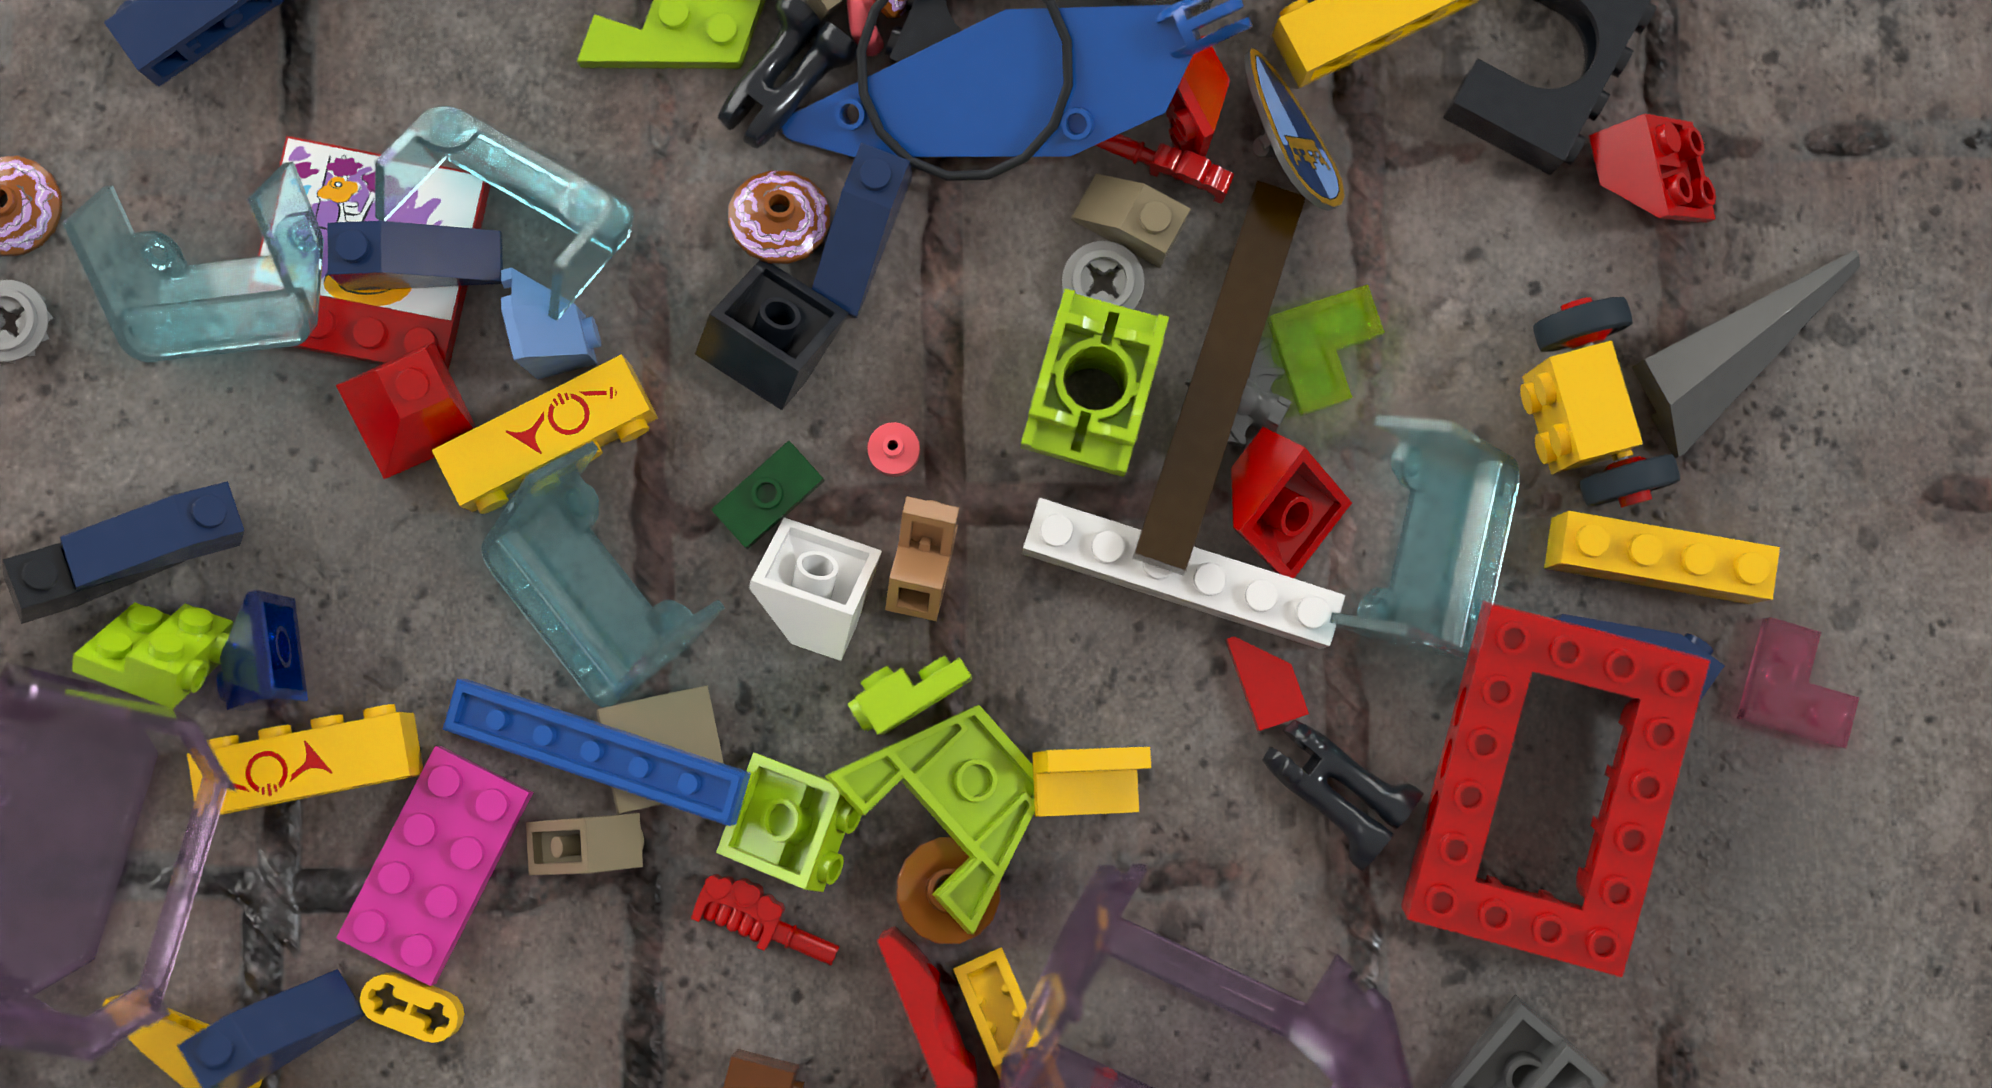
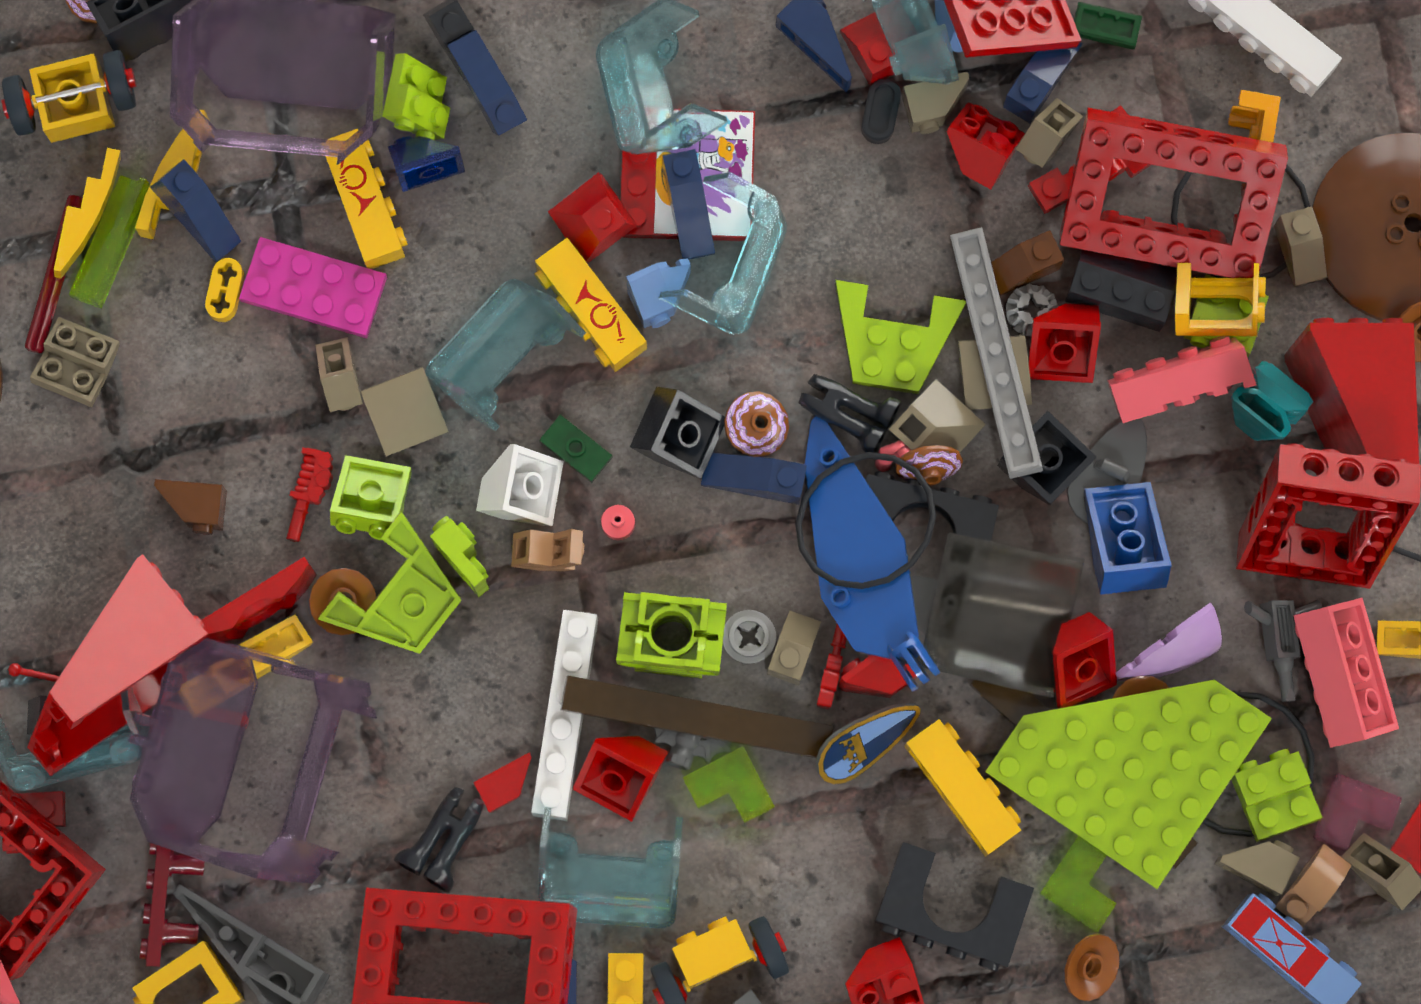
camera: 80 degrees right, 5 degrees down
(597, 751) = (396, 371): blue tile -> none
(1088, 780) = (424, 678): yellow panel -> none

